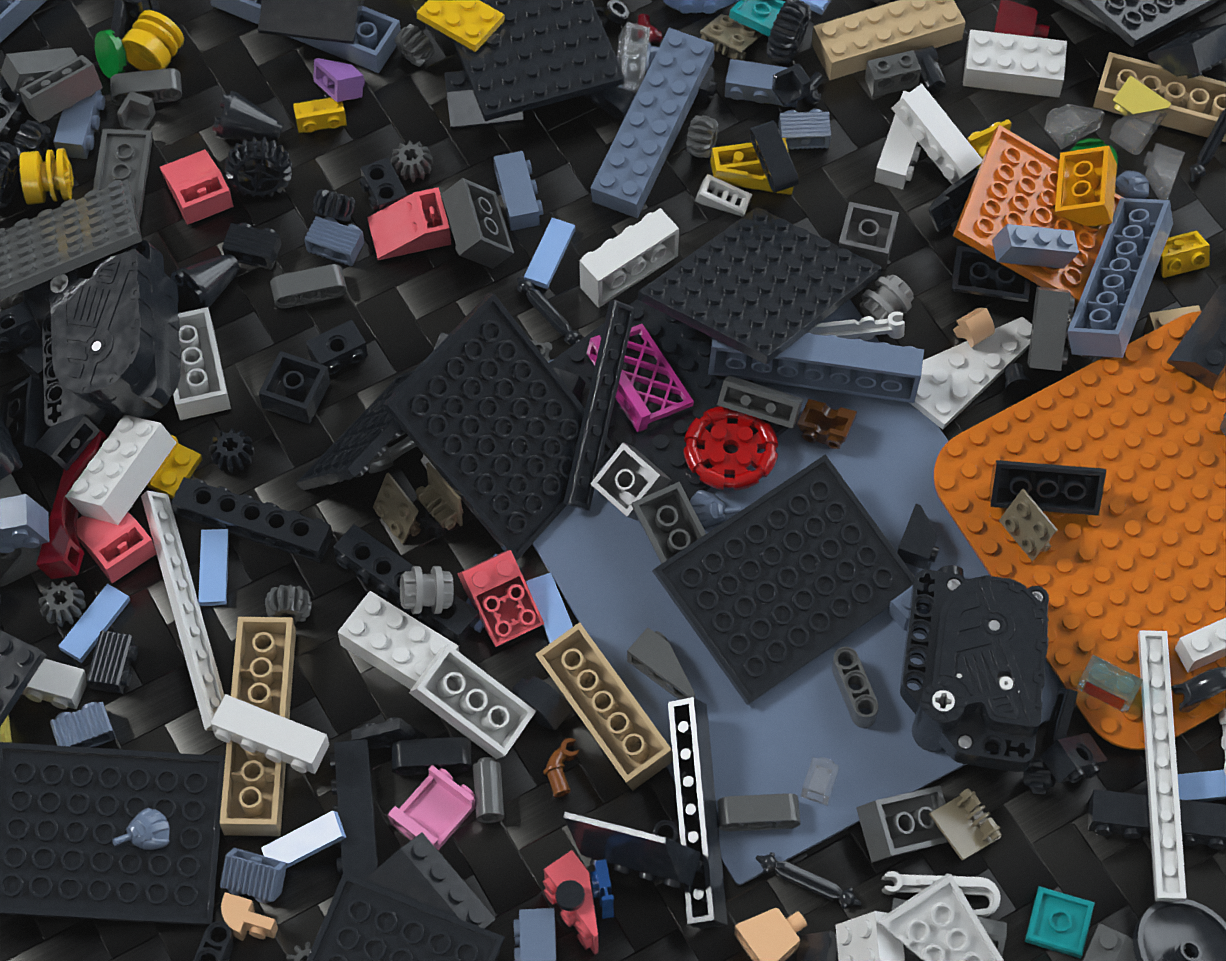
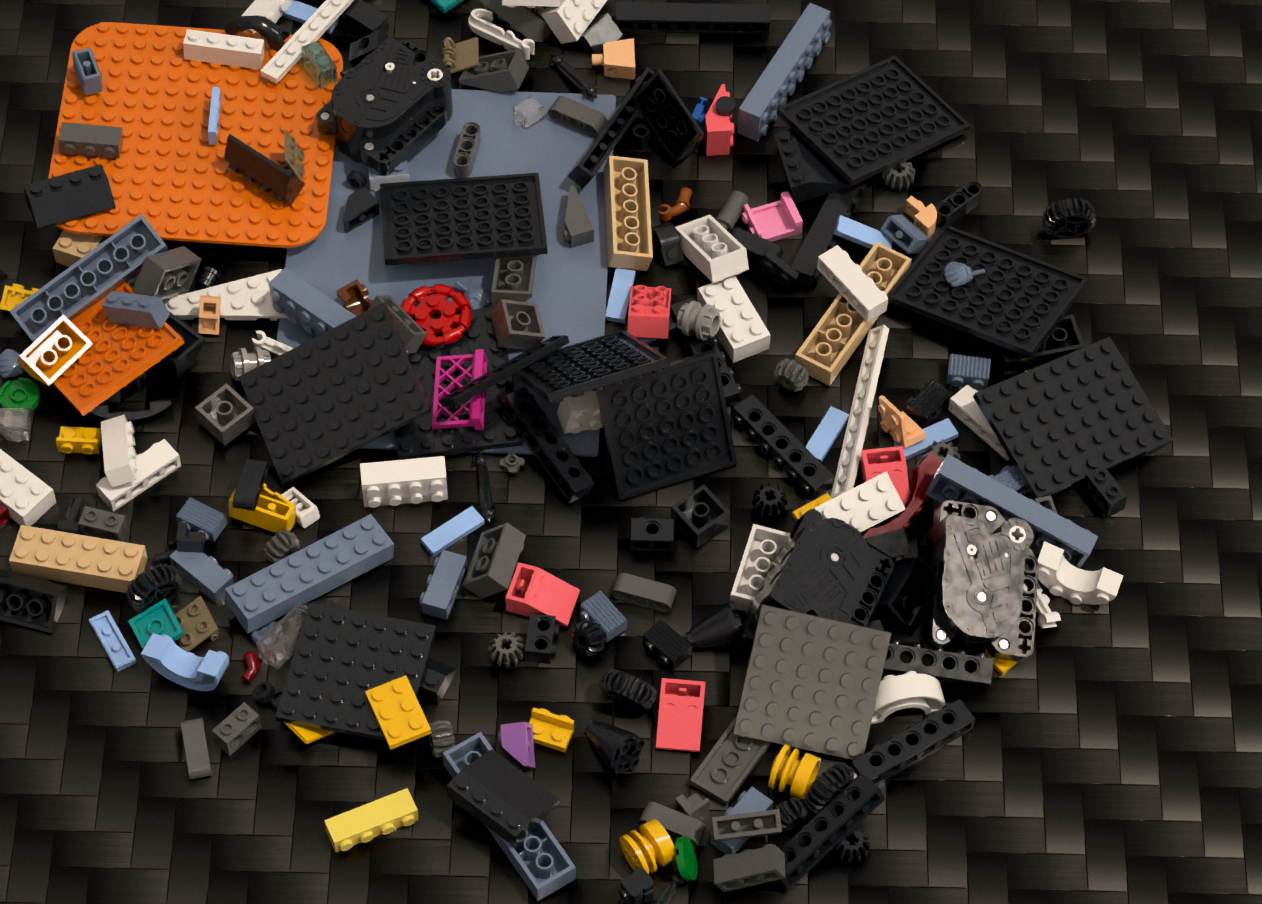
camera: 150 degrees left, 5 degrees down
(127, 607) = (899, 424): none -> light nougat bracket
(1164, 535) = (214, 116): none -> light blue tile

